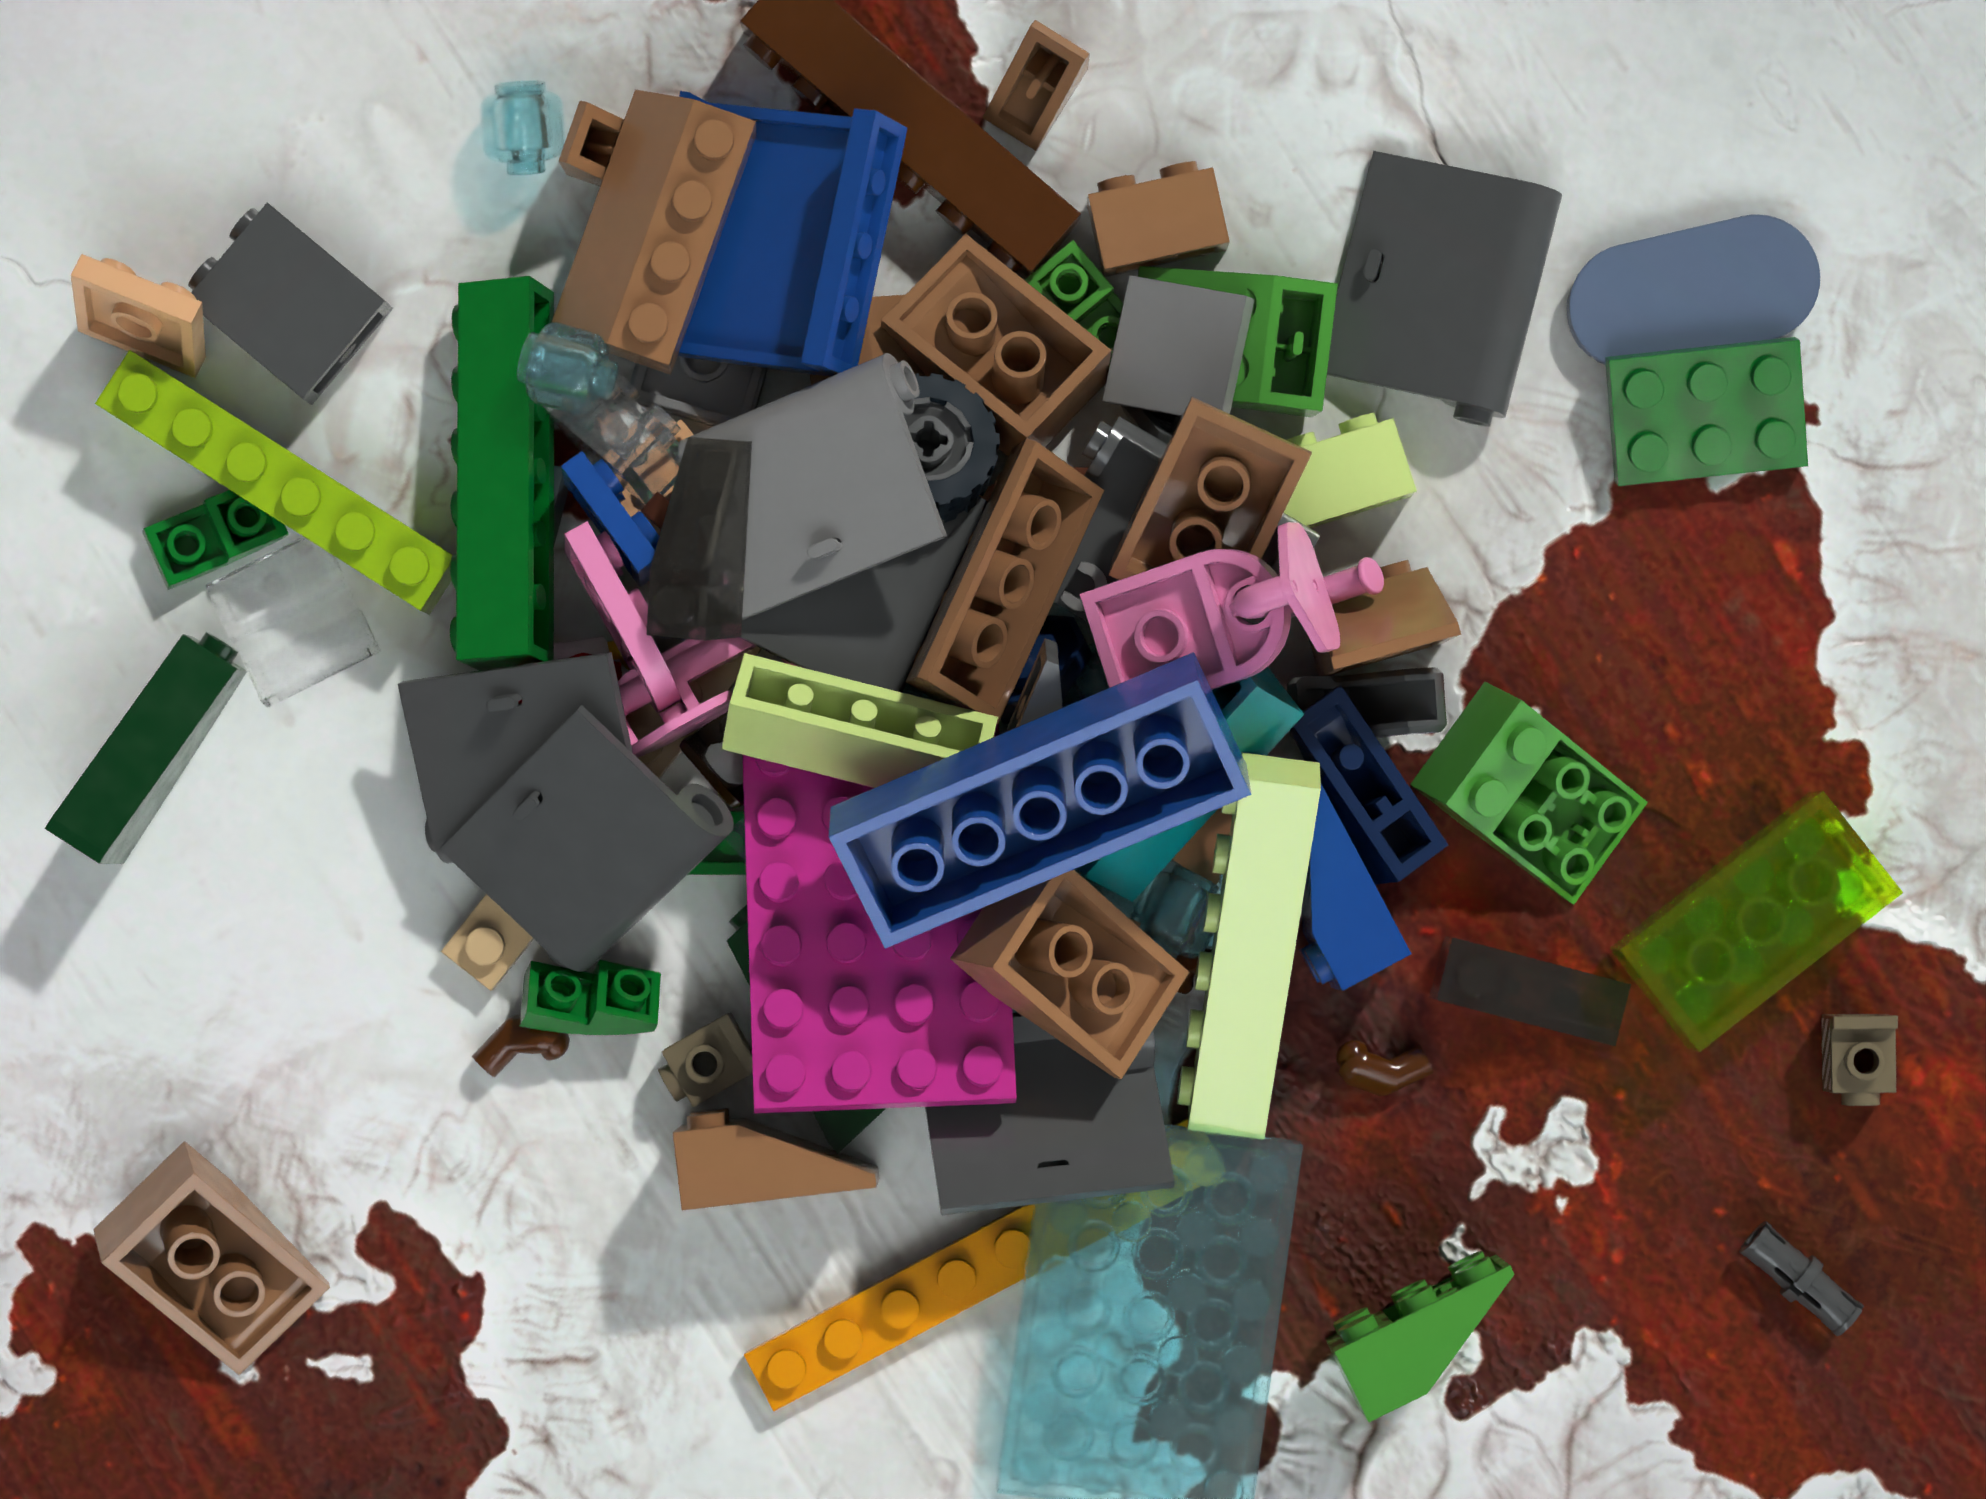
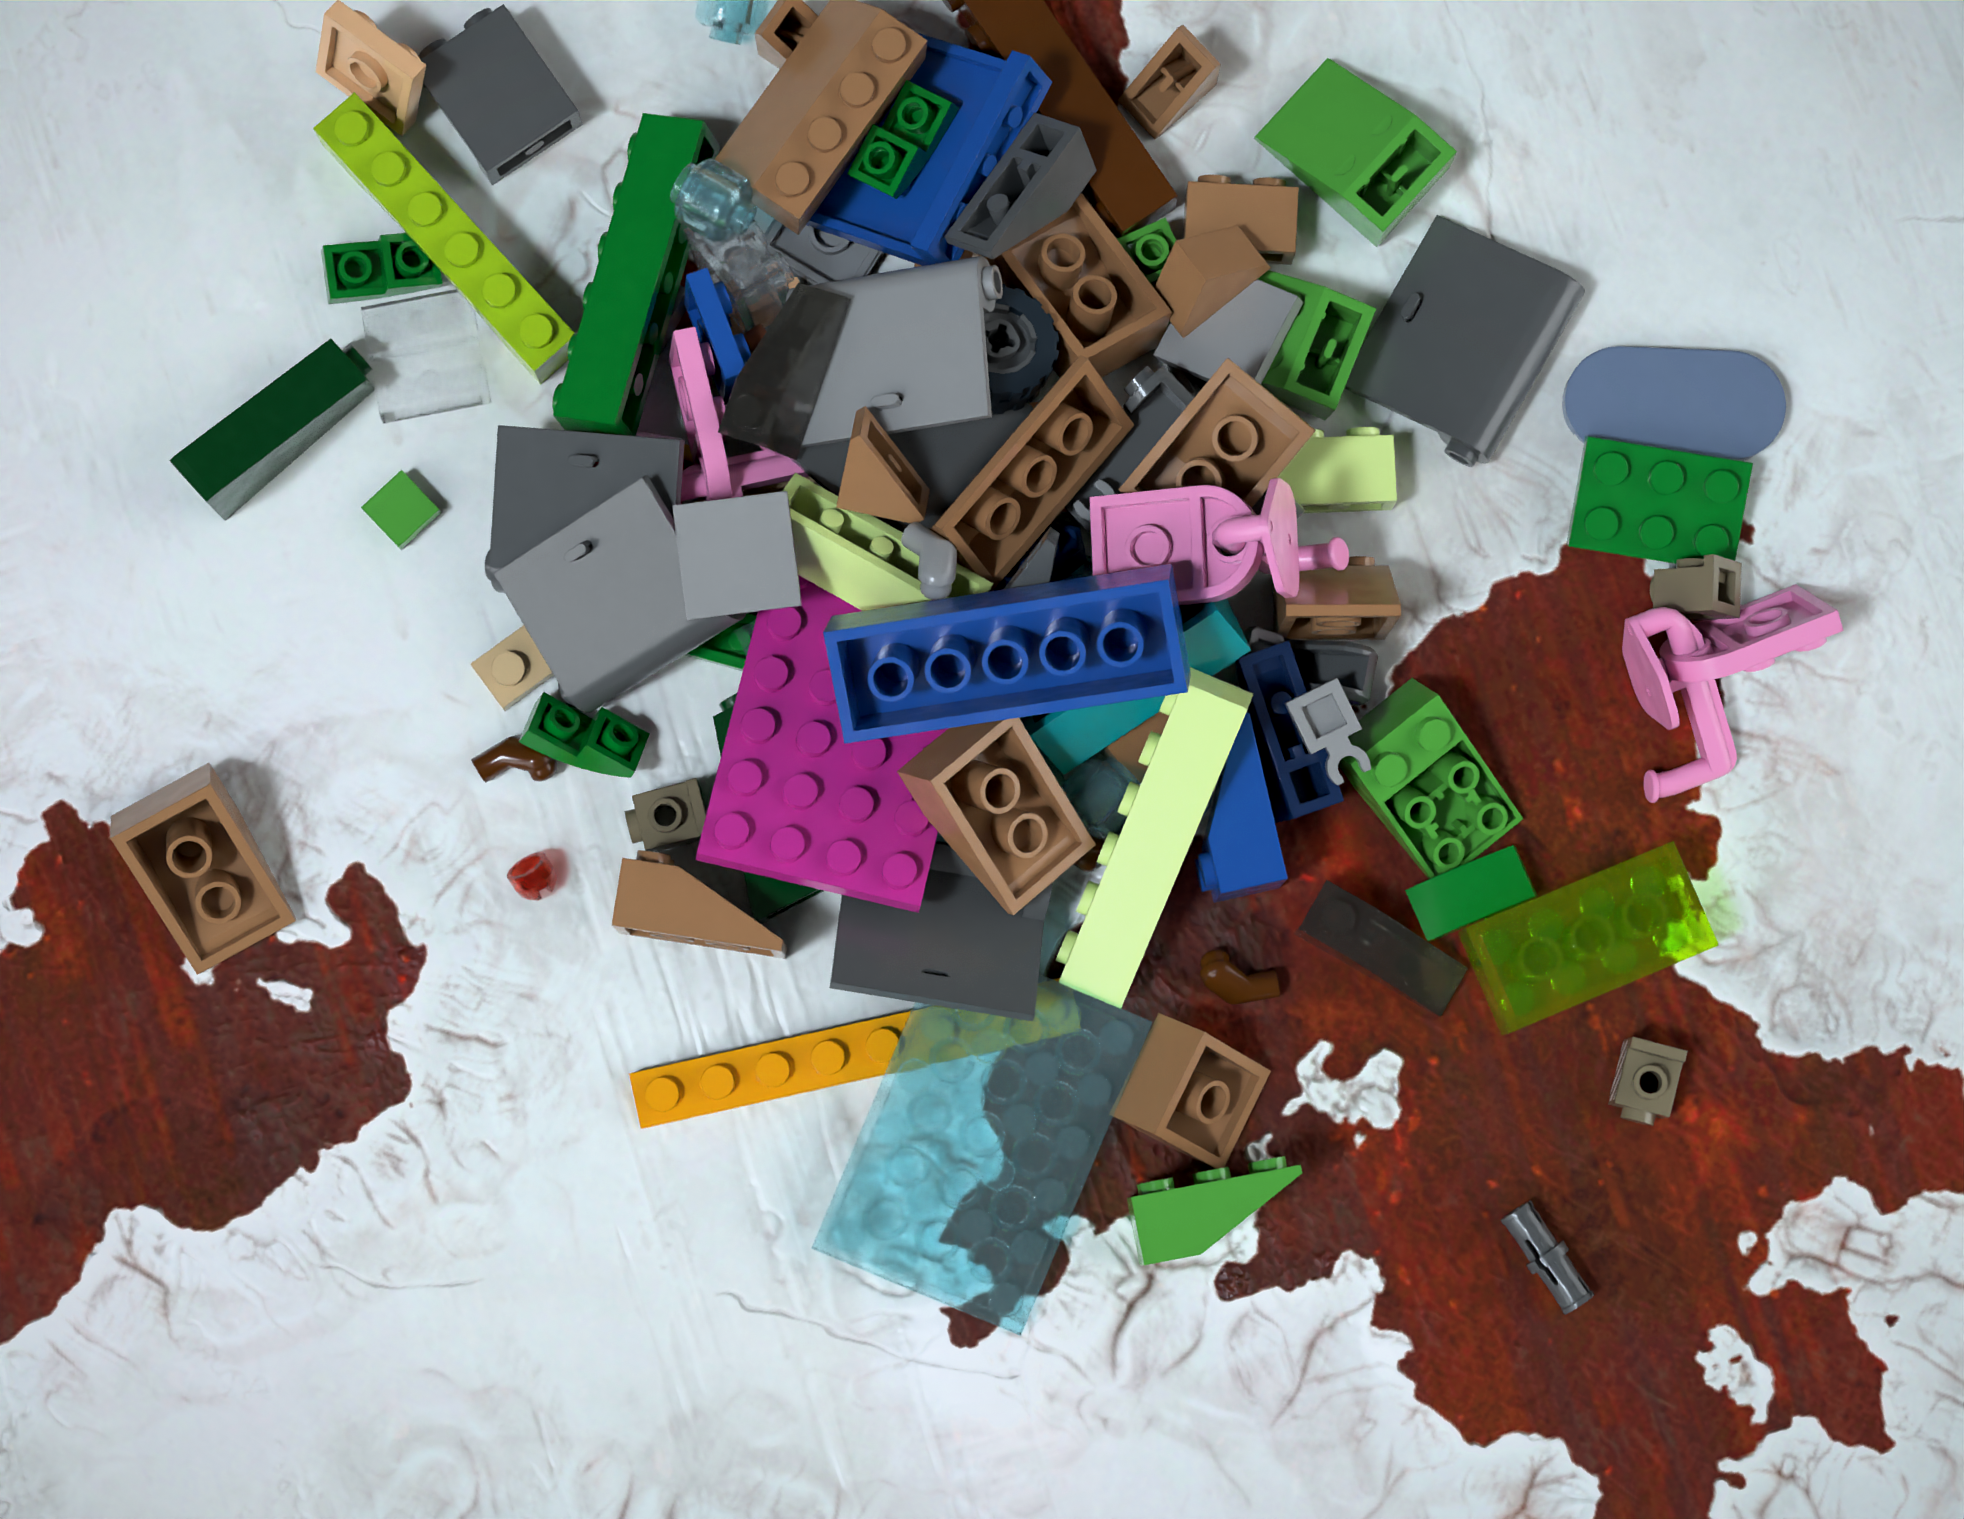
camera: 15 degrees right, 5 degrees down
(315, 799) = (401, 509): none -> bright green tile
(576, 1166) = (532, 875): none -> clear red hinge
(707, 769) = (737, 555): none -> light grey tile
(760, 240) = (906, 141): none -> green slope
(839, 633) = (879, 477): none -> medium nougat slope
(911, 260) = (1026, 188): none -> dark grey slope
(929, 714) = (936, 560): none -> light grey arm
(1139, 297) = (1207, 274): none -> medium nougat slope
(1263, 103) = (1357, 149): none -> bright green slope
(1364, 1207) = (1191, 1091): none -> medium nougat slope
(1408, 768) = (1326, 721): none -> light grey plate
(1613, 903) = (1471, 893): none -> green slope
(1775, 497) = (1699, 588): none -> dark tan brick
(1810, 563) = (1708, 651): none -> bright pink plate

